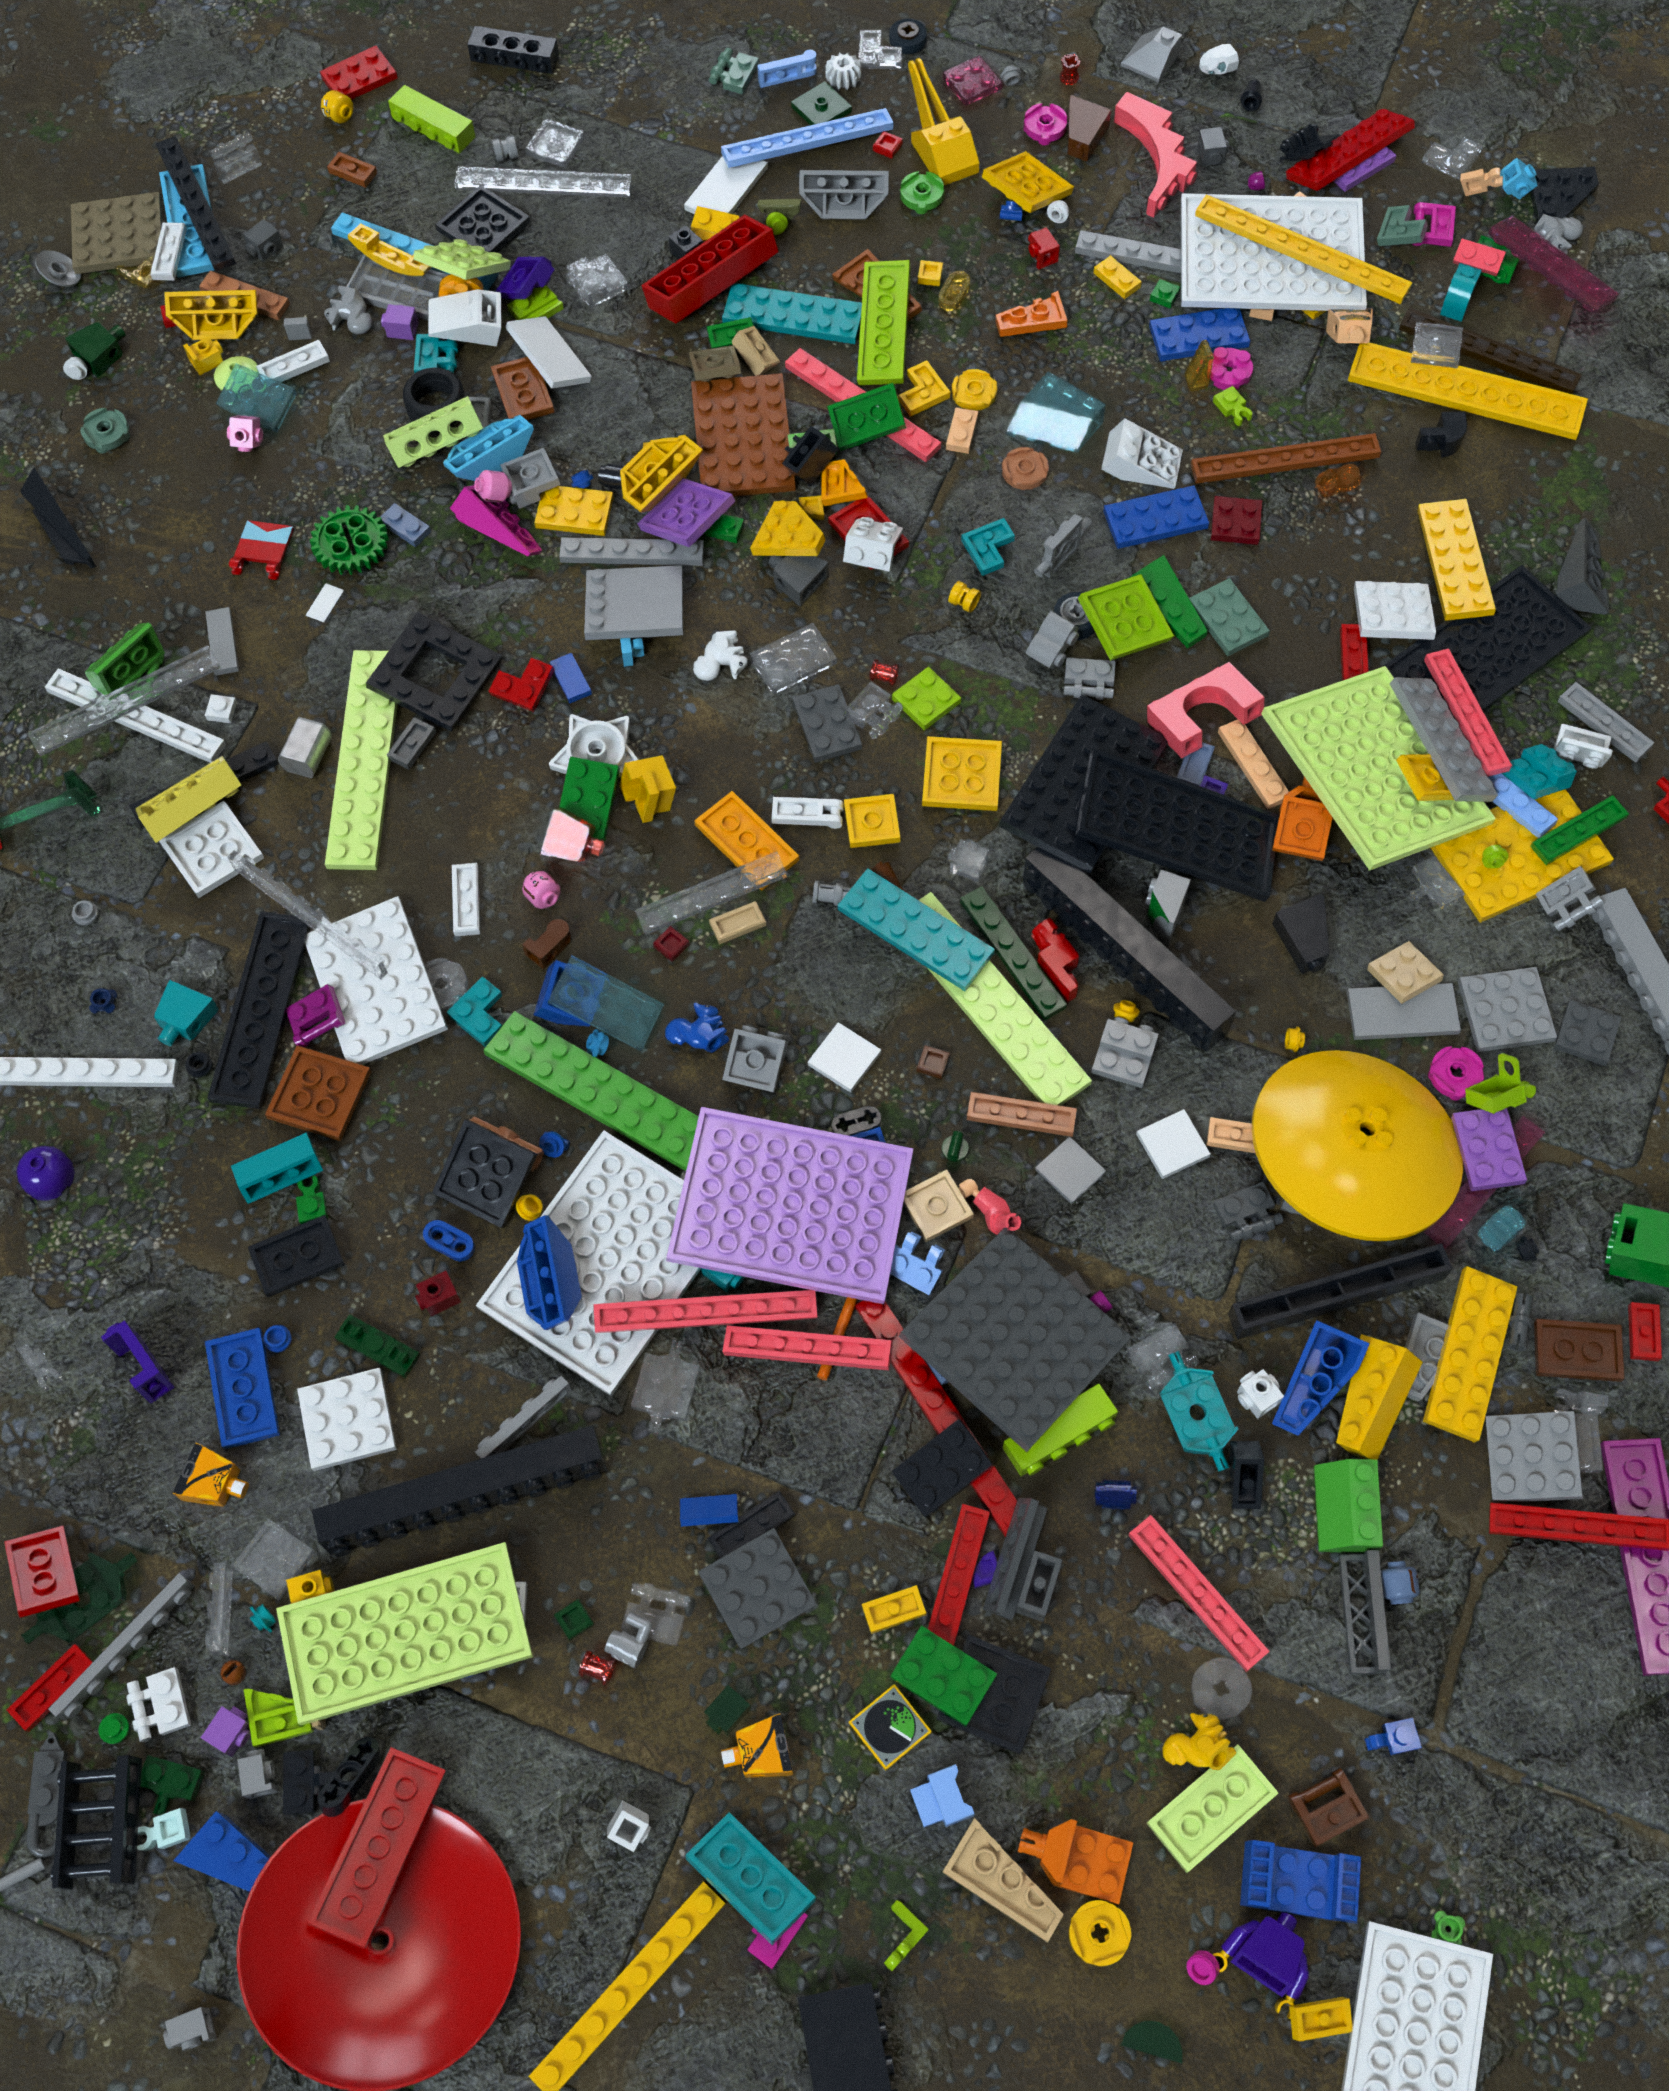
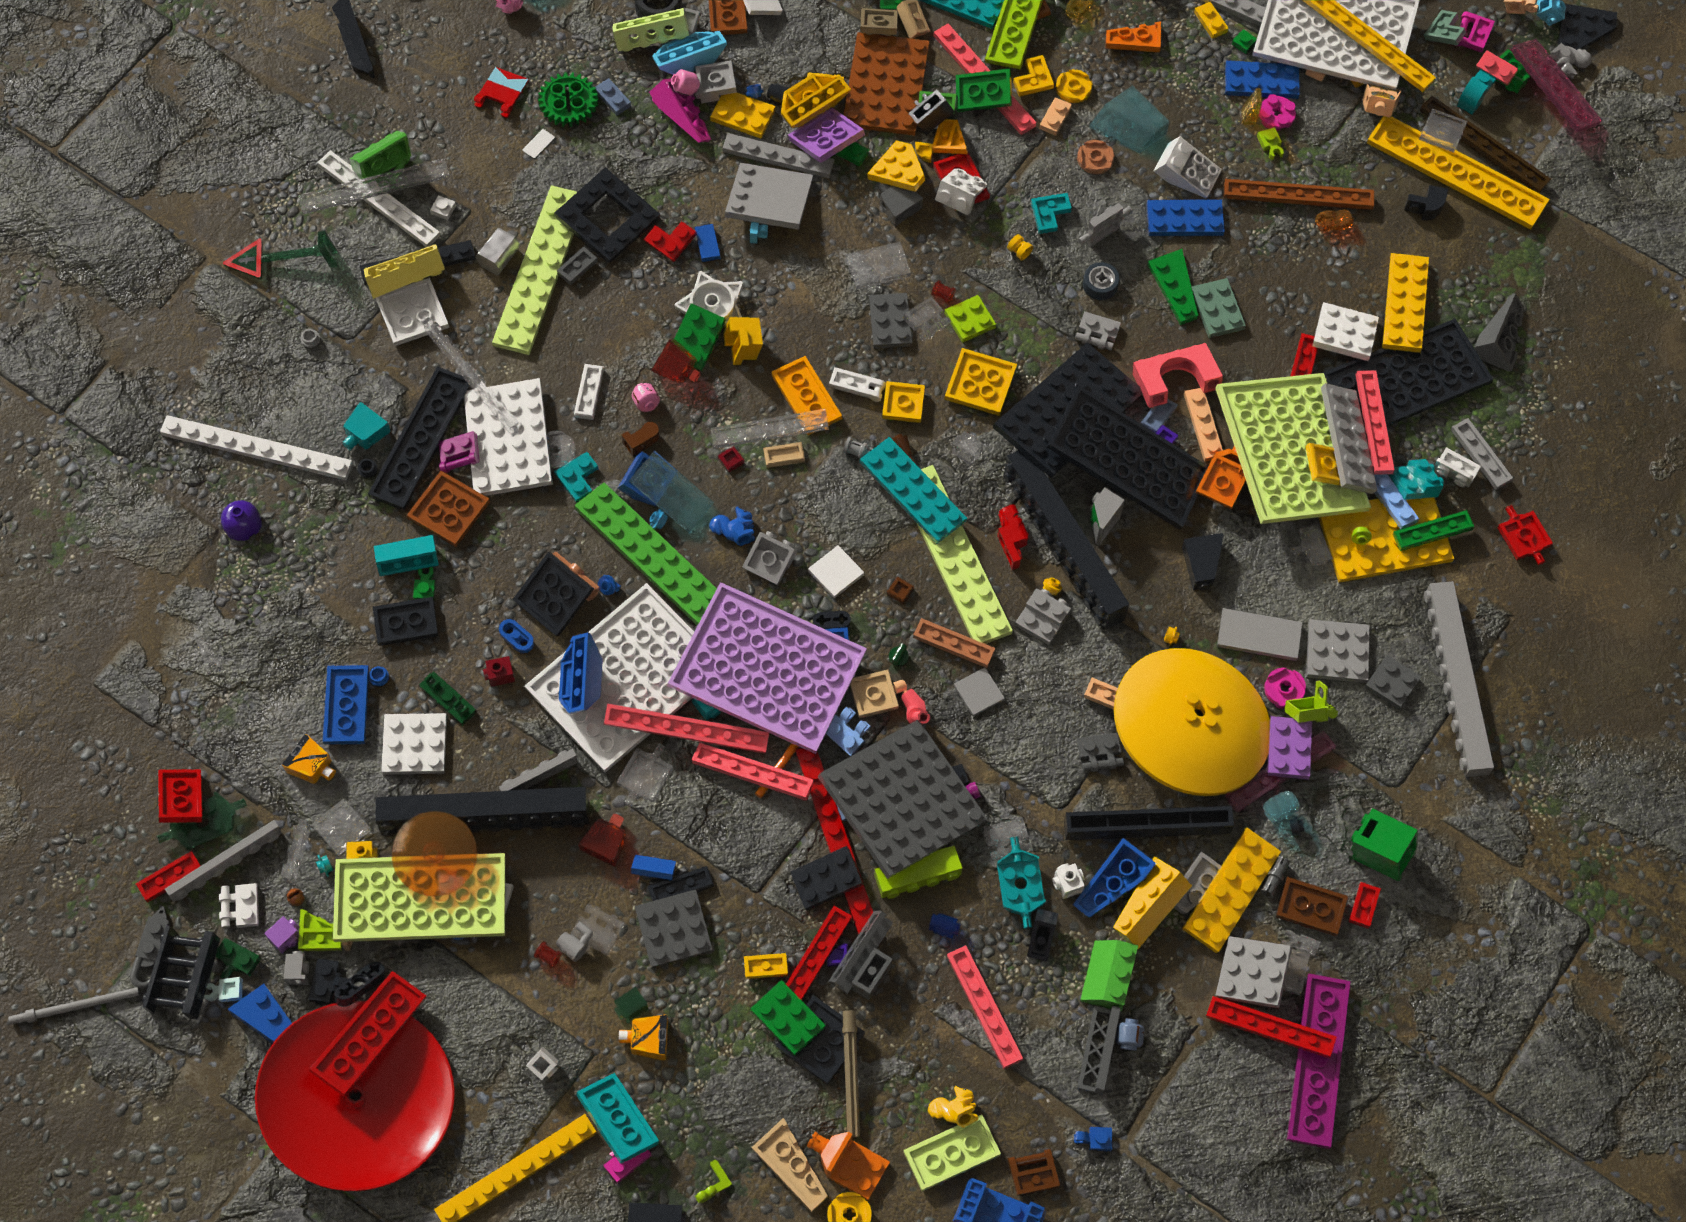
camera: 10 degrees right, 0 degrees up
(99, 995) = (306, 401): dark blue plate -> none
(114, 1728) = (205, 914): green plate -> none
(150, 1382) = (283, 683): dark purple panel -> none
(189, 2028) = (213, 1122): light grey brick -> none
(222, 640) = (456, 155): light grey tile -> none
(410, 1569) = (434, 854): none -> clear orange dish
(529, 1207) = (579, 625): yellow plate -> none
(574, 1619) = (540, 919): dark green tile -> none
(635, 1489) = (605, 840): none -> clear red torso
(720, 652) = (823, 248): white animal -> none
(890, 1727) = (741, 1044): tile -> none
(941, 1799) = (764, 1100): light blue piece -> none
(1013, 953) = (981, 524): dark green plate -> none
(1031, 1673) = (851, 1072): none -> dark tan axle
(1052, 641) = (1076, 296): light grey brick -> none
(1125, 617) = (1137, 290): lime plate -> none
(1173, 1144) = (1059, 690): white tile -> none
(1235, 1680) = (978, 1063): clear plate -> none
(1236, 520) = (1246, 234): dark red plate -> none
(1405, 972) = (1269, 605): tan plate -> none
(1565, 892) = (1408, 574): light grey plate -> none

